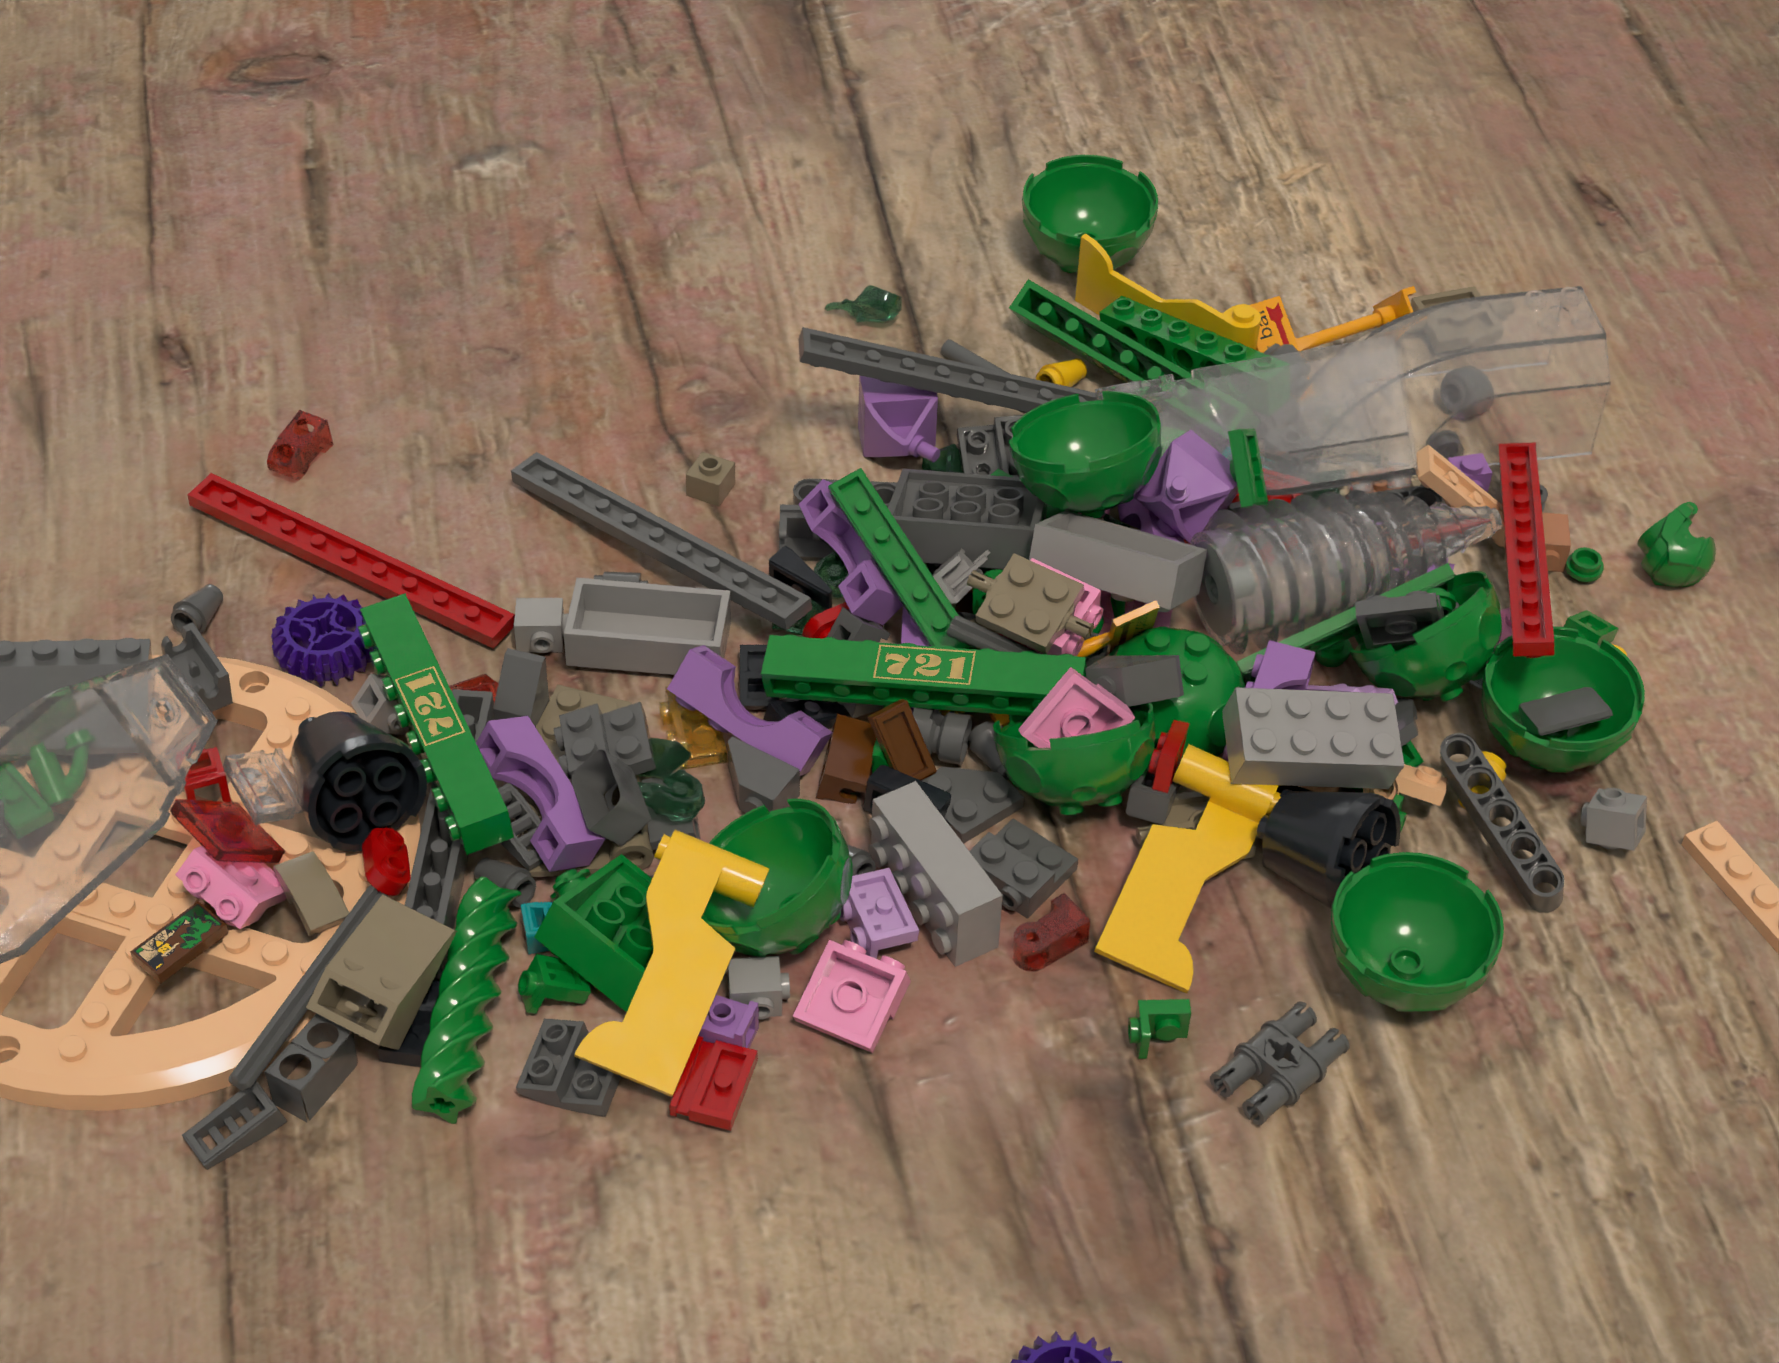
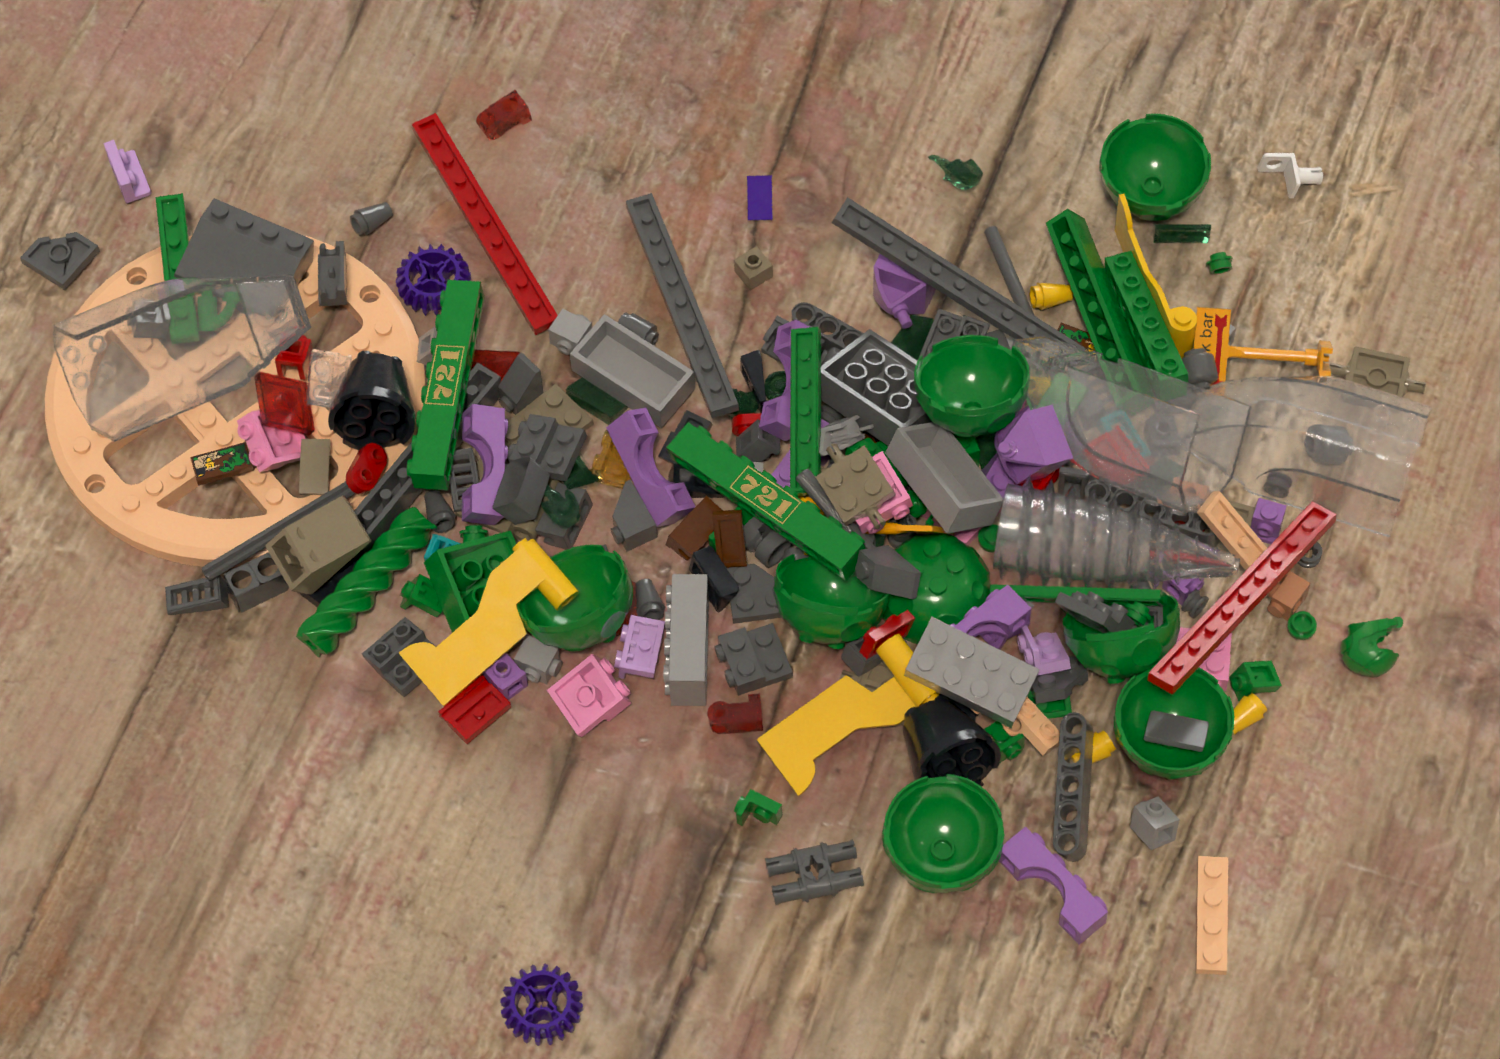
camera: 35 degrees right, 15 degrees up
(621, 684) = (595, 401): none -> clear green slope
(662, 416) = (759, 197): none -> dark purple sticker
(1074, 709) = (829, 582): bright pink plate -> none
(1156, 268) = (1181, 233): none -> clear green slope
(1189, 620) = (987, 537): none -> green plate
(1212, 282) = (1219, 263): none -> green plate
(1214, 180) = (1293, 174): none -> white bracket
(1247, 467) = (1064, 455): green plate -> none
(1610, 949) = (1029, 858): none -> medium lavender arch

